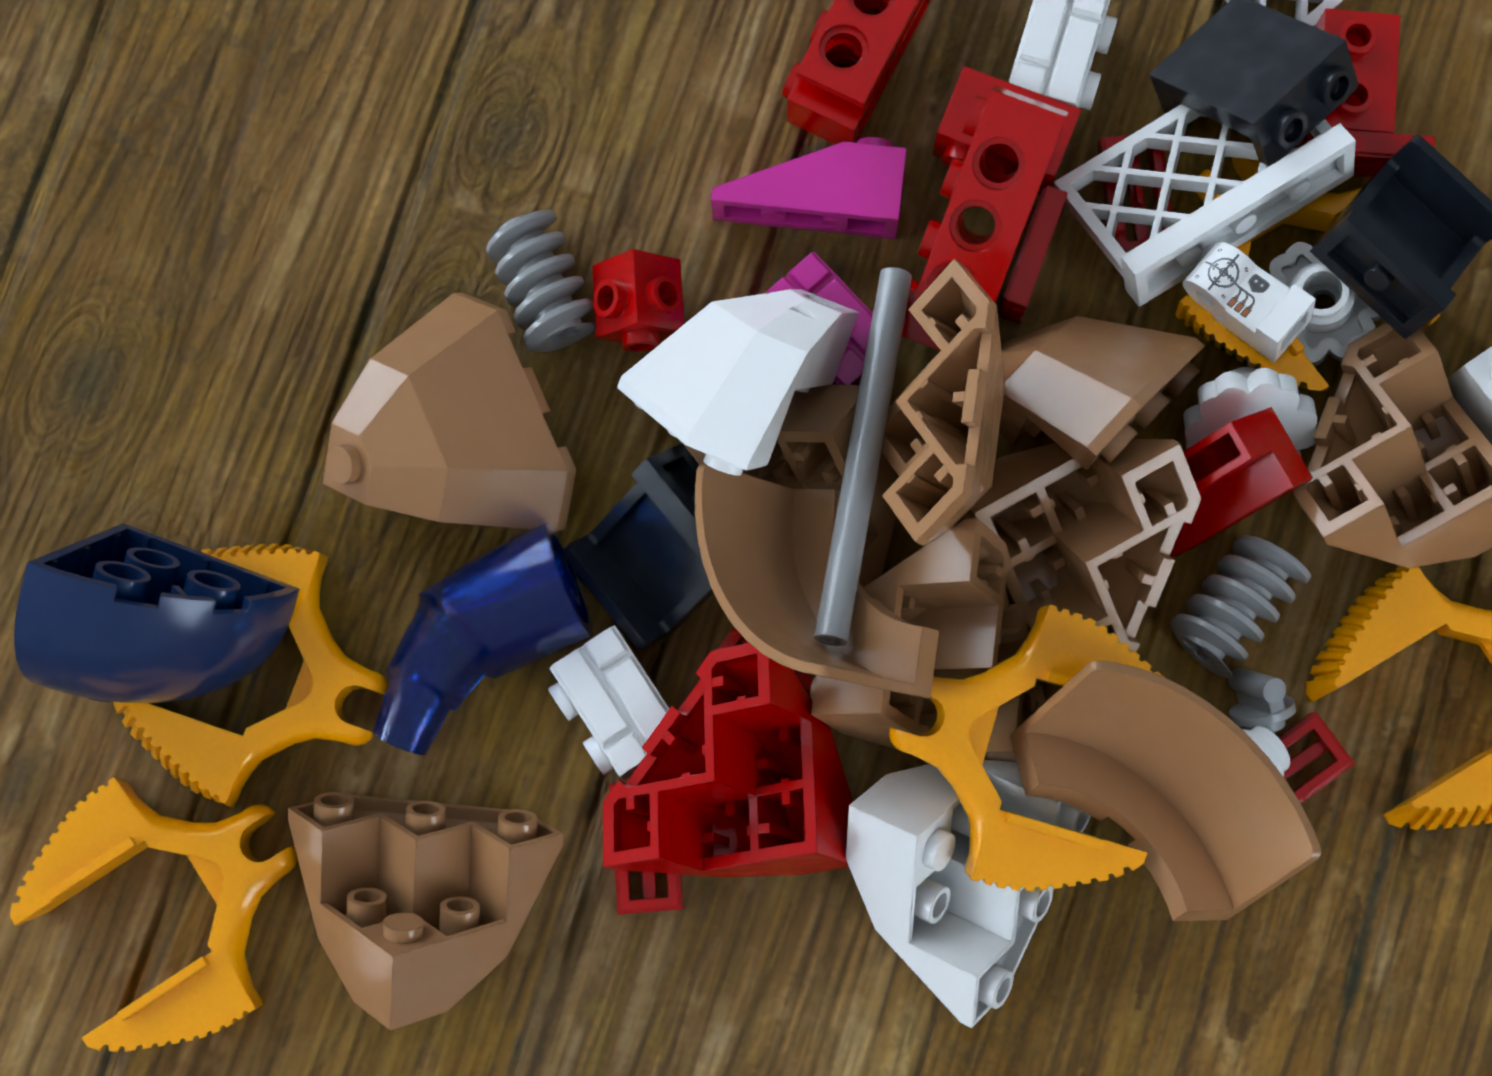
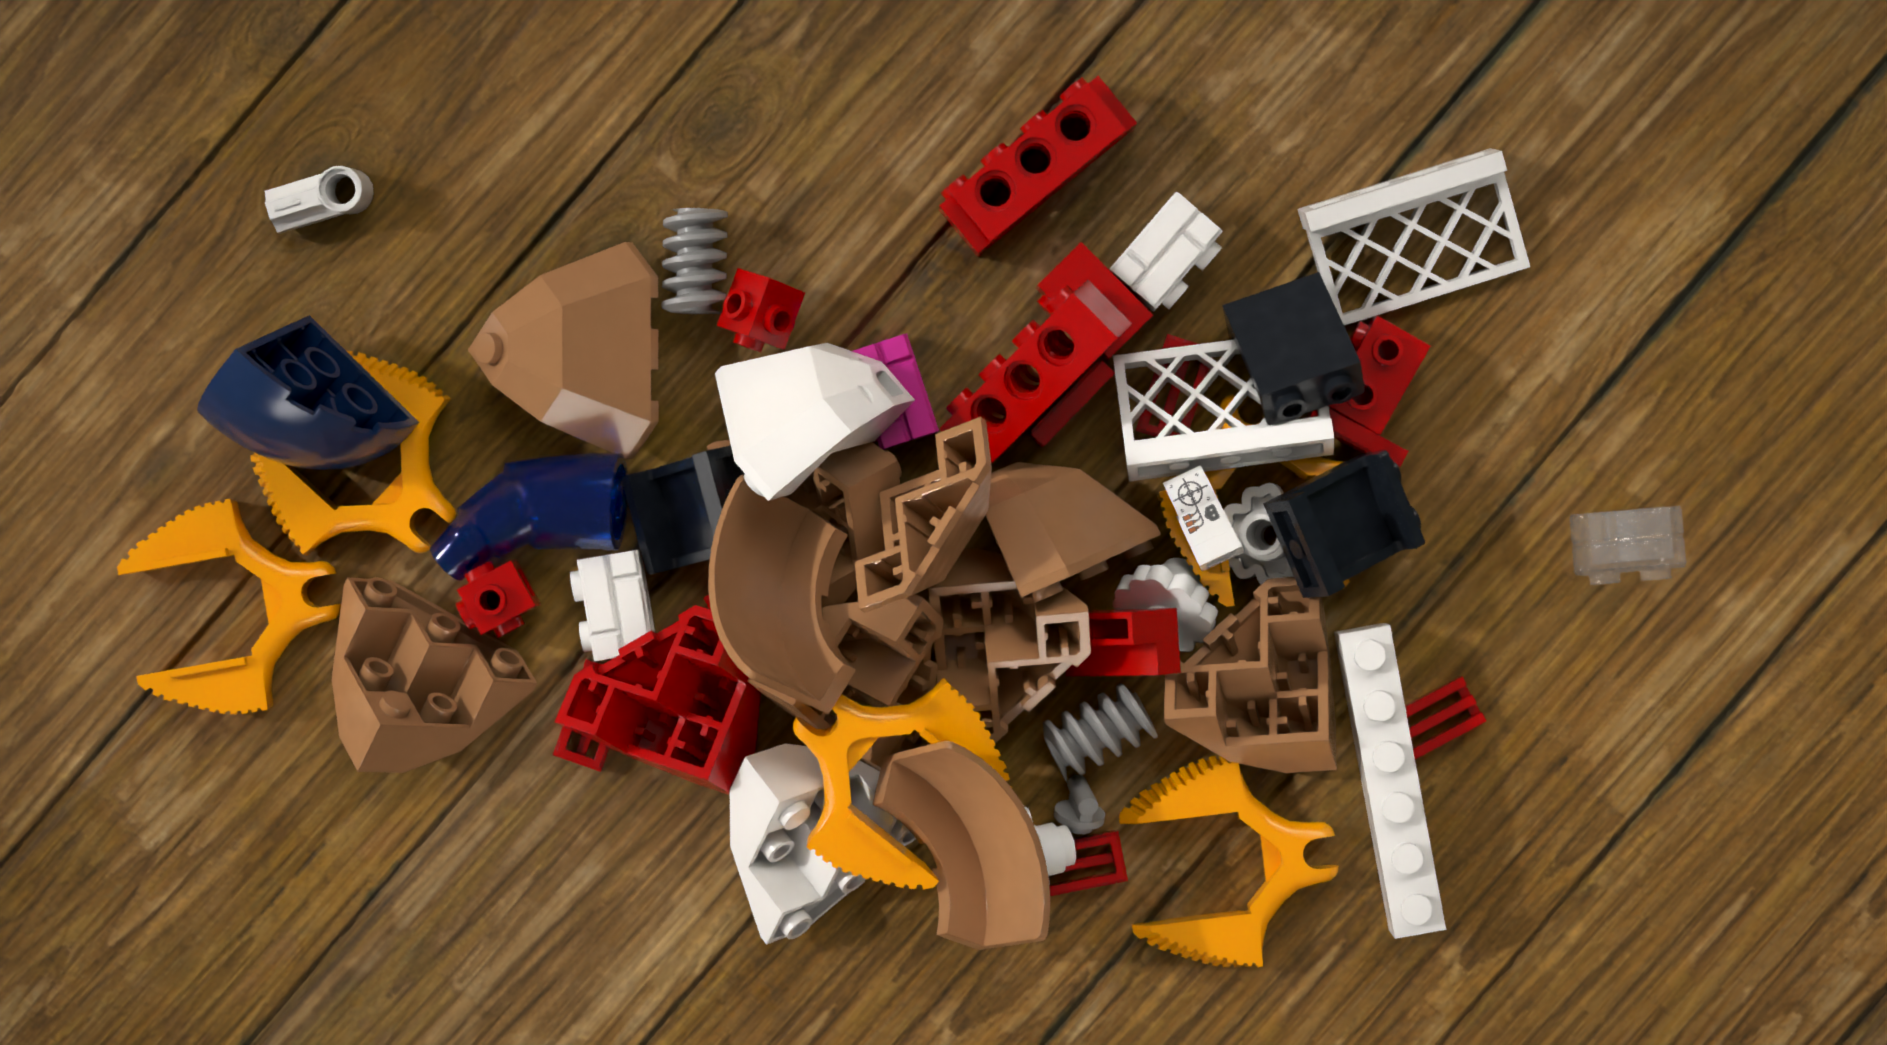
camera: 20 degrees right, 10 degrees up
(82, 399) = (315, 199): none -> white piece
(456, 738) = (514, 592): none -> red brick
(832, 190) = (945, 286): dark pink slope -> none
(863, 458) = (866, 513): light grey piece -> none

